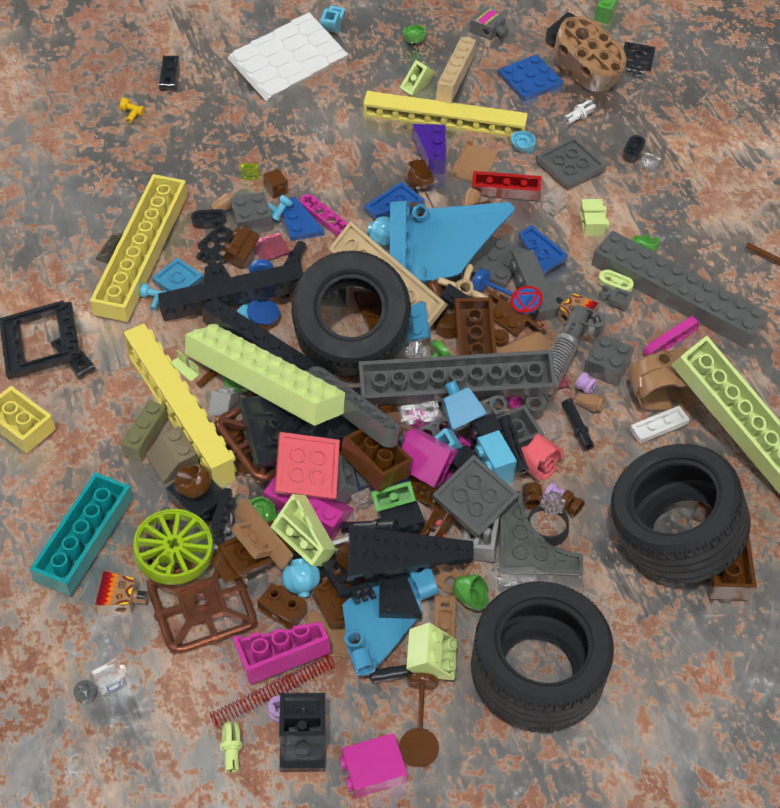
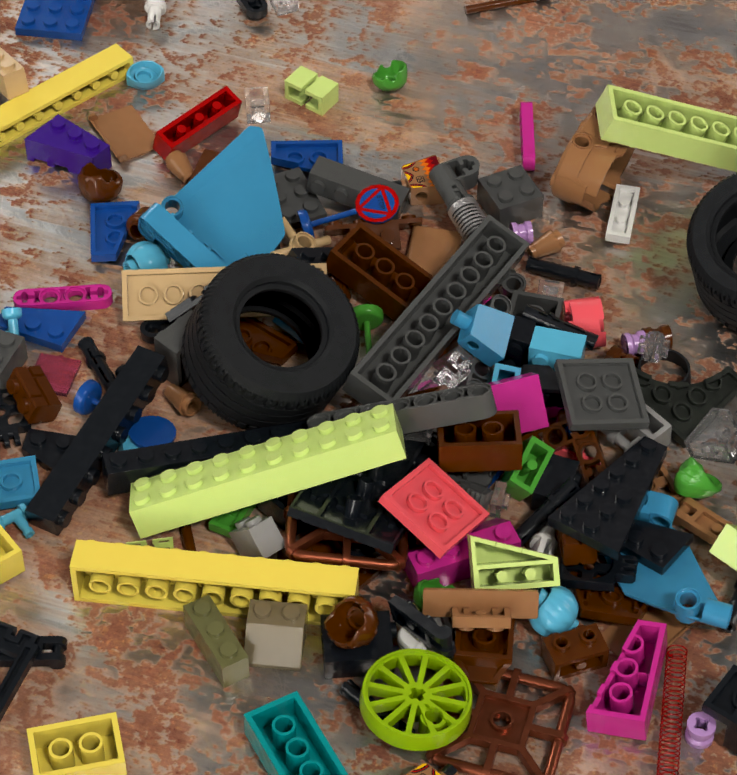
camera: 50 degrees left, 5 degrees down
(570, 162) = (216, 59): dark grey plate -> none
(614, 280) = (413, 129): yellowish green plate -> none
(617, 297) = (434, 140): dark grey plate -> none
(681, 289) = (471, 90): dark grey brick -> none

